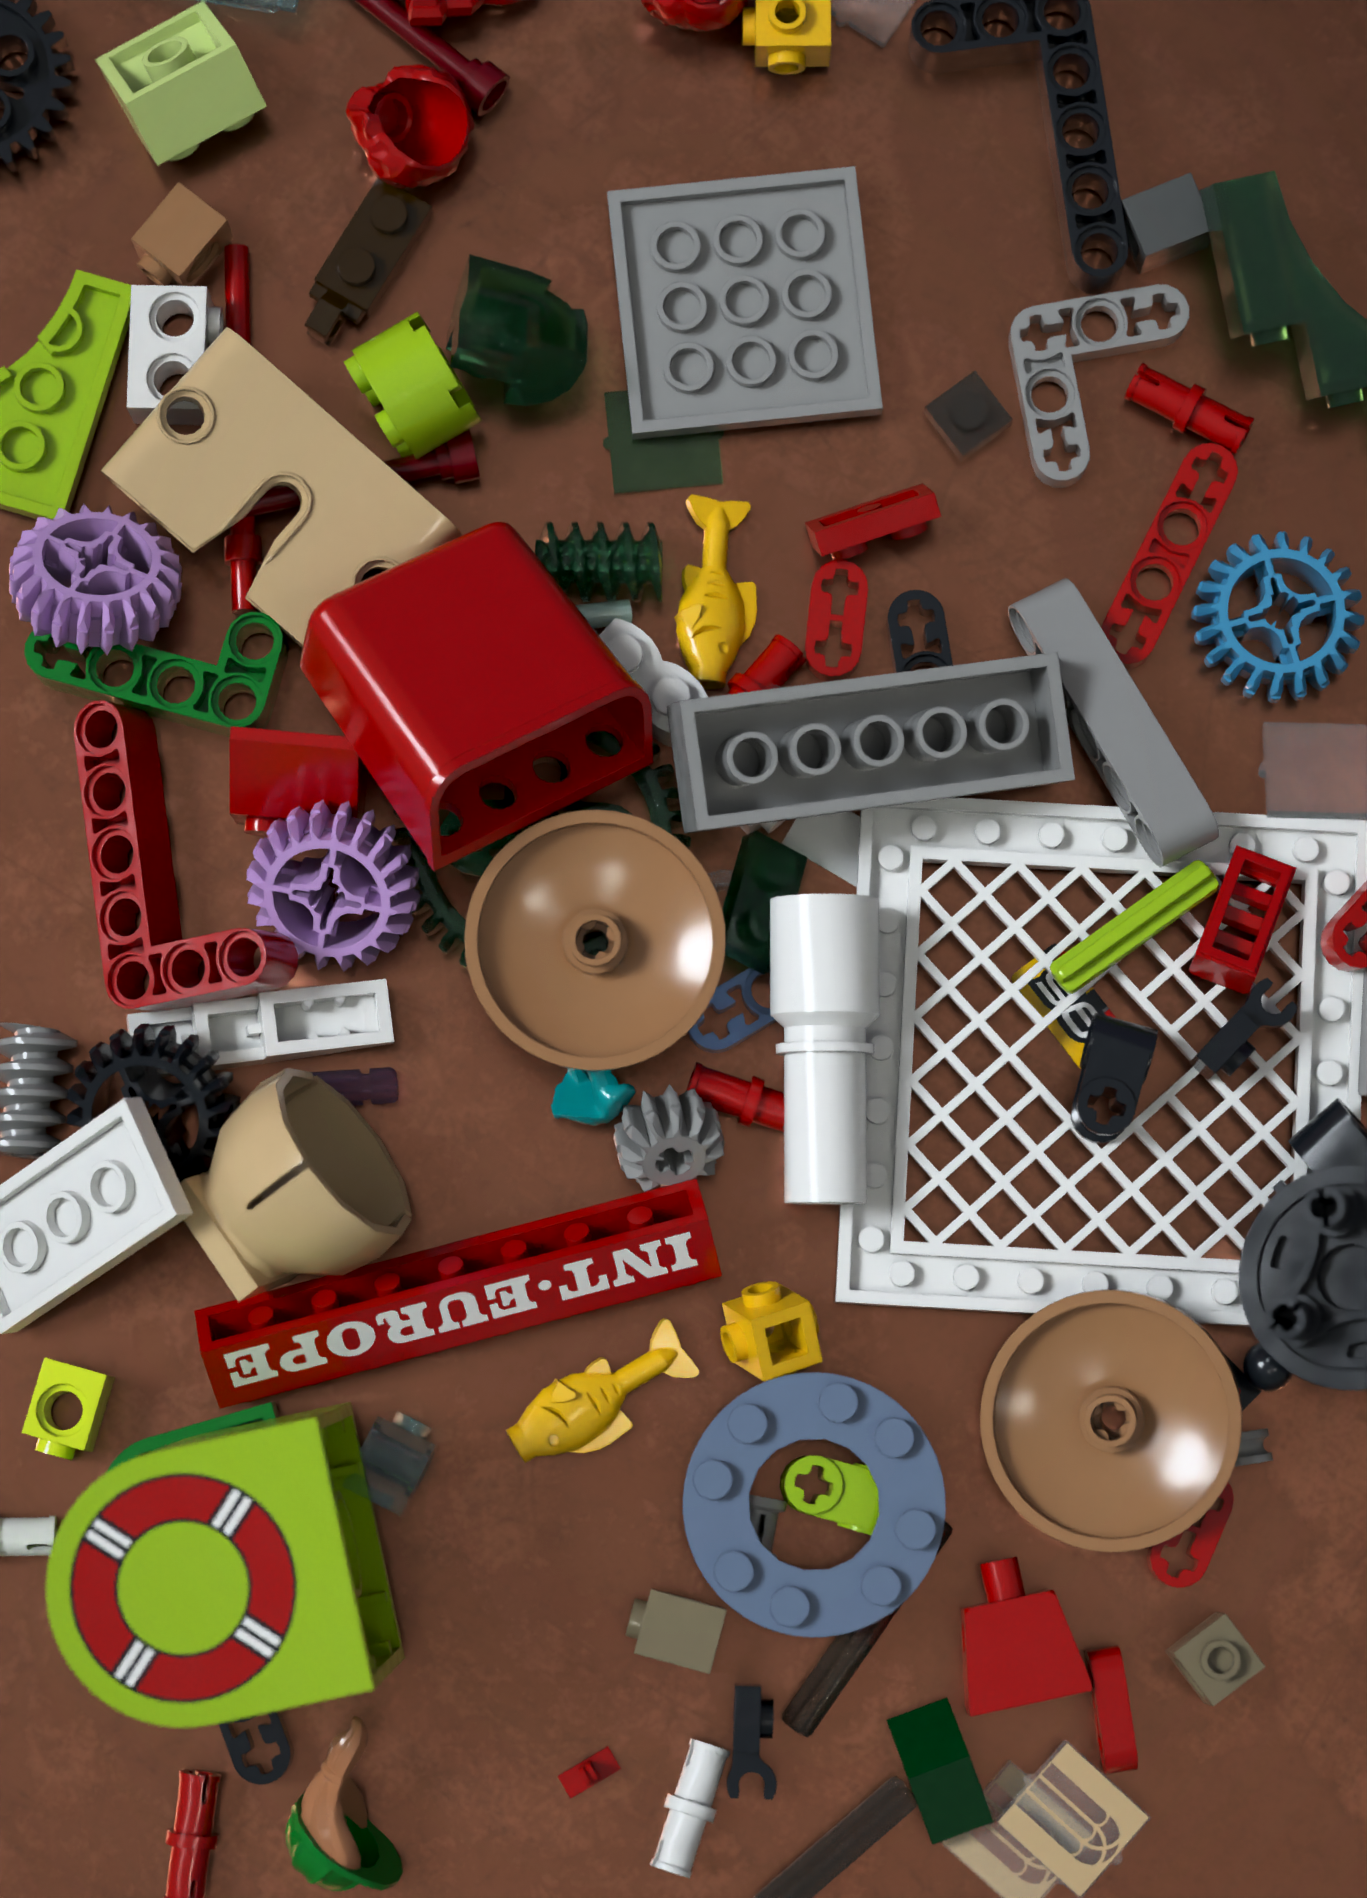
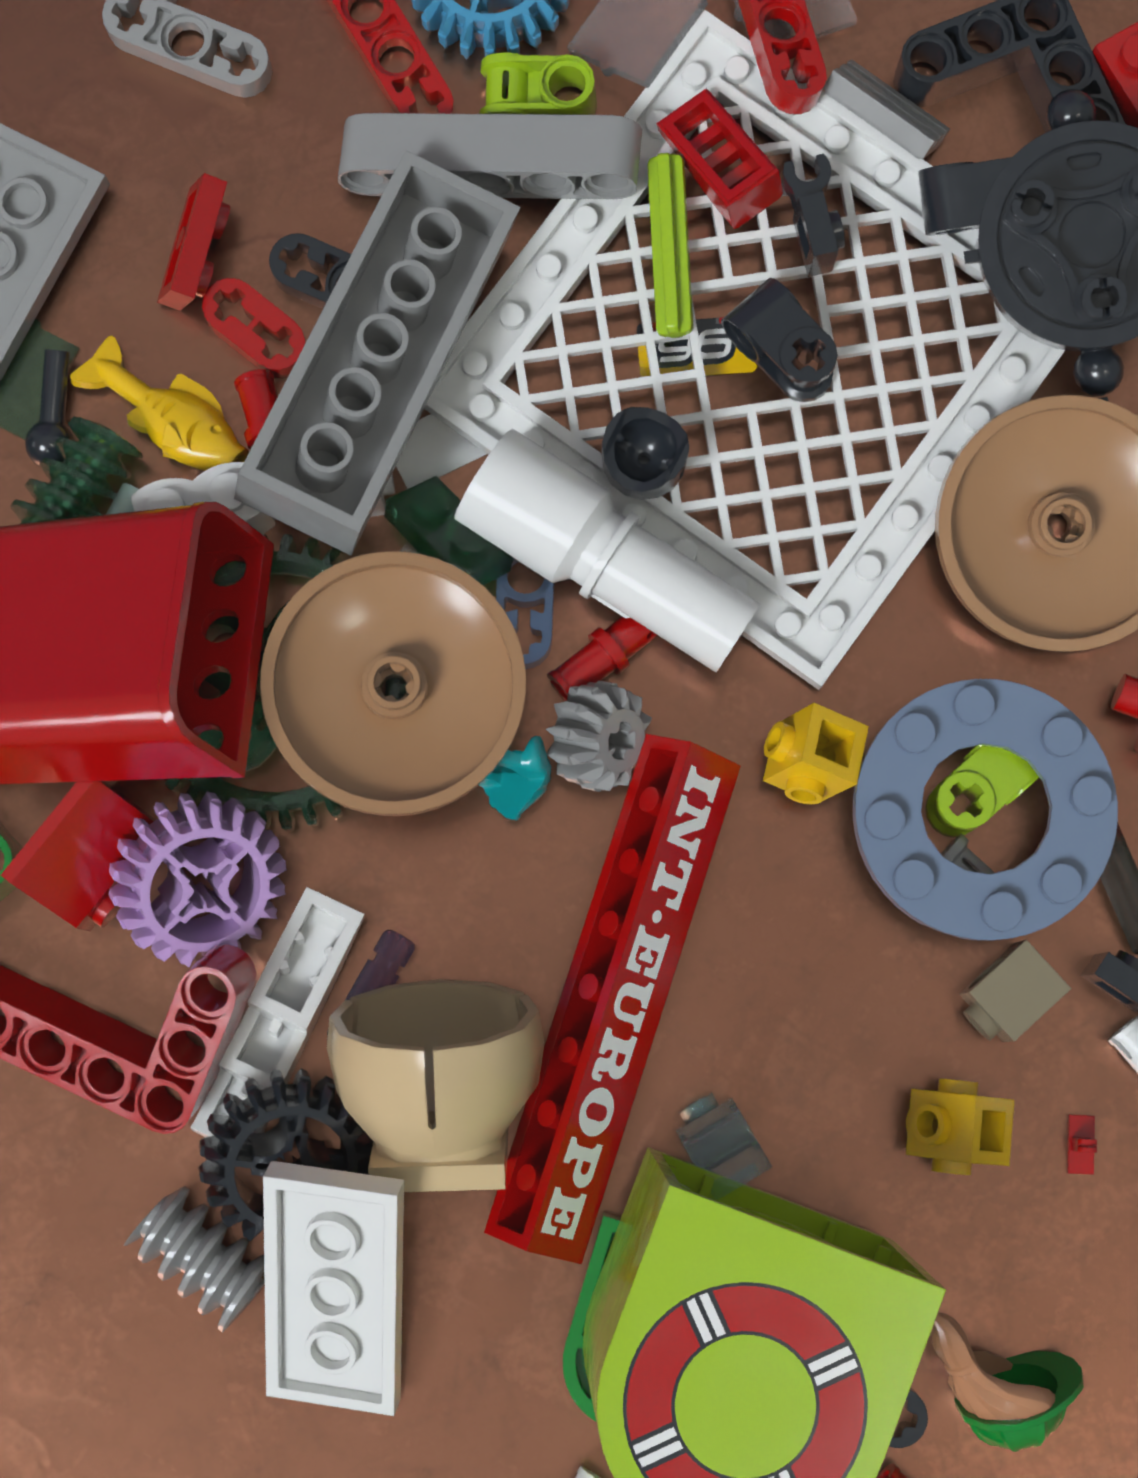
camera: 55 degrees left, 0 degrees up
(61, 1378) = (486, 1367): neon yellow brick -> none
(526, 1643) = (959, 1127): none -> yellow brick
(584, 1407) = (775, 952): yellow animal -> none
(636, 507) = (52, 409): none -> black bar
(932, 1021) = (644, 452): none -> black piece
(968, 416) = (159, 116): clear smoke plate -> none
(1193, 712) = (534, 82): none -> lime piece

